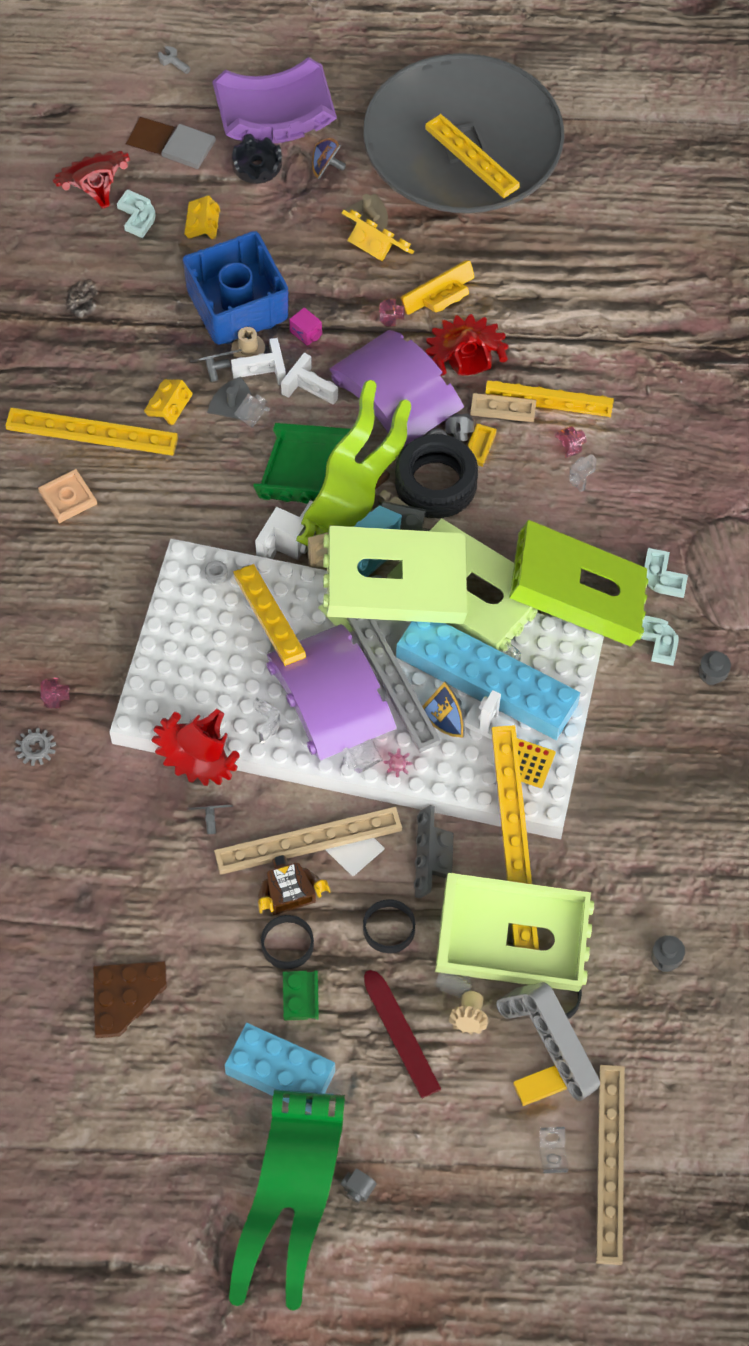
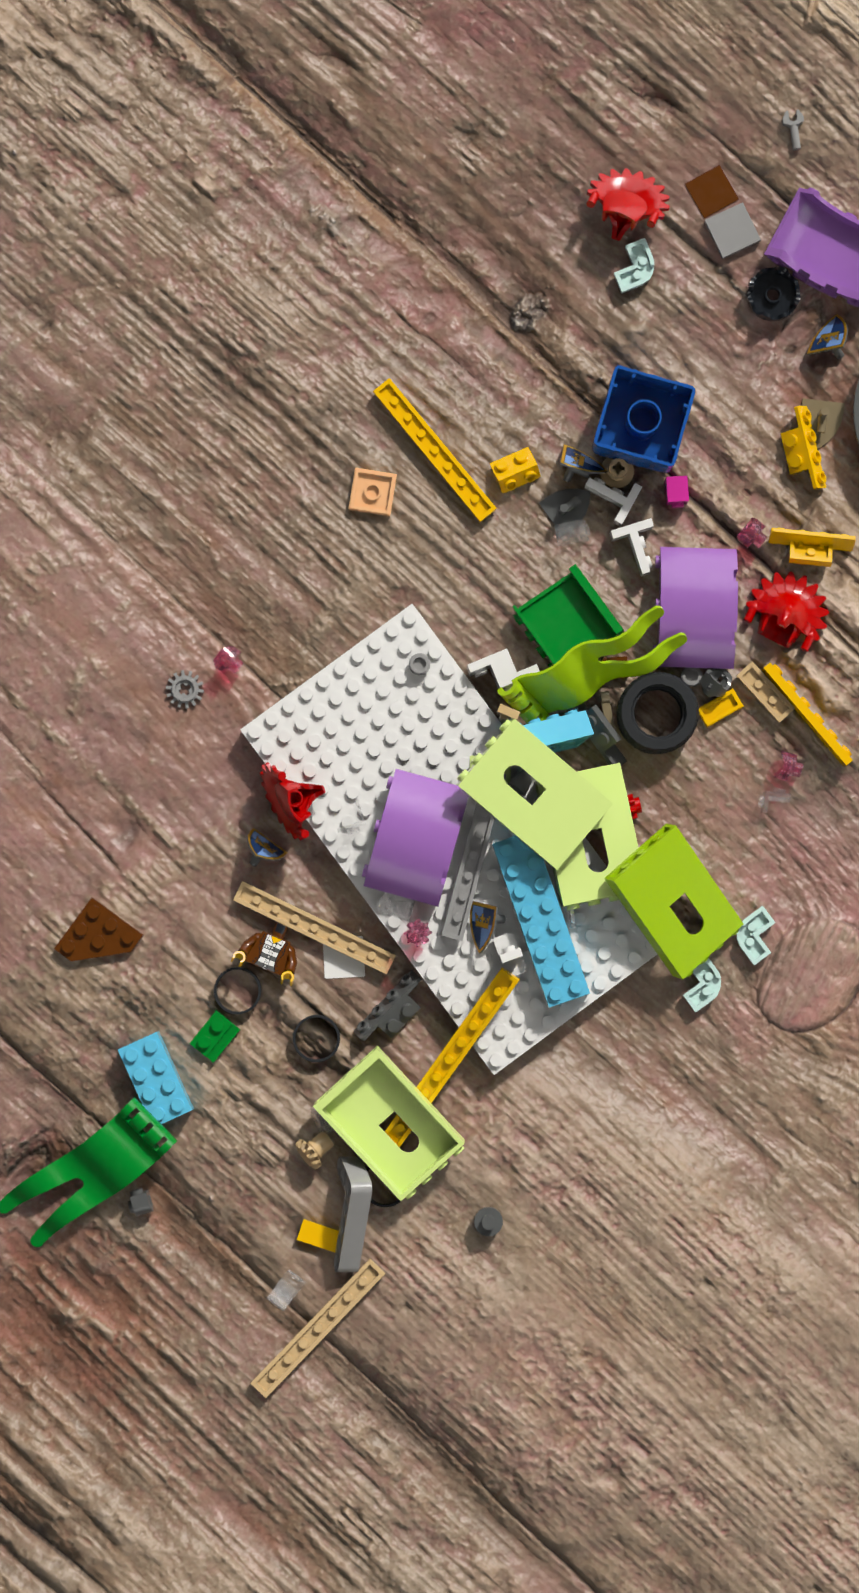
camera: 40 degrees right, 25 degrees up
(202, 217) = (683, 315): yellow bracket -> none
(269, 615) = (423, 739): yellow plate -> none
(401, 1034) = (258, 1120): dark red piece -> none
(534, 762) = (516, 1009): yellow sticker -> none
(714, 667) = (721, 1041): dark grey piece -> none

